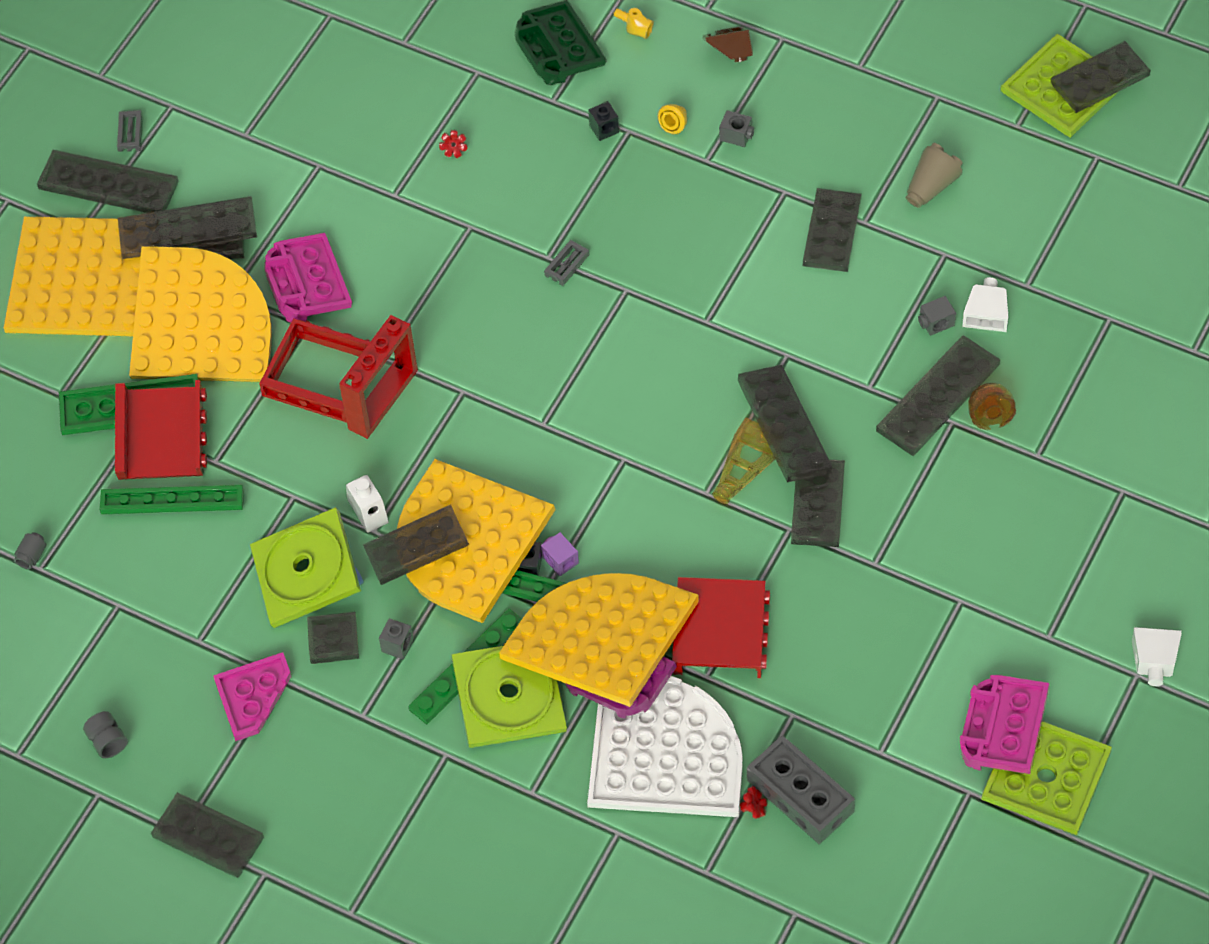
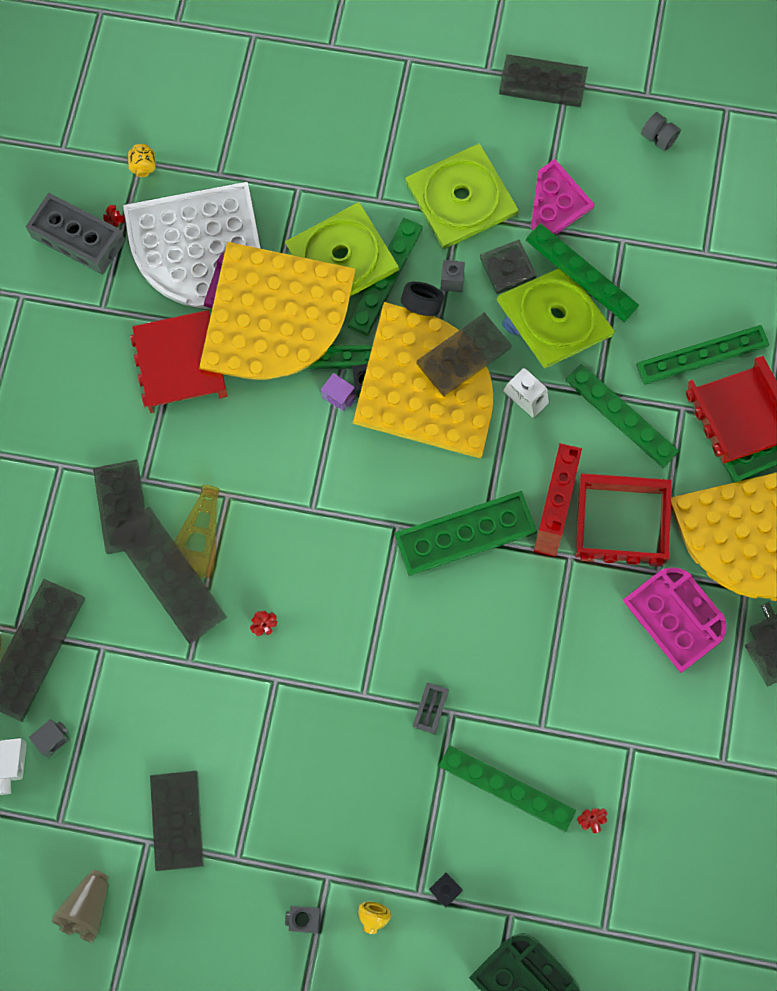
camera: 165 degrees right, 15 degrees up
(258, 607) = (582, 272): none -> green plate
(278, 465) = (622, 416): none -> green plate
(339, 756) = (457, 218): none -> lime piece
(422, 621) = (422, 298): none -> black tyre
(478, 395) = (465, 533): none -> green plate
(521, 187) = (507, 788): none -> green plate
(703, 366) = (263, 622): none -> red plant
(703, 860) = (141, 160): none -> yellow head

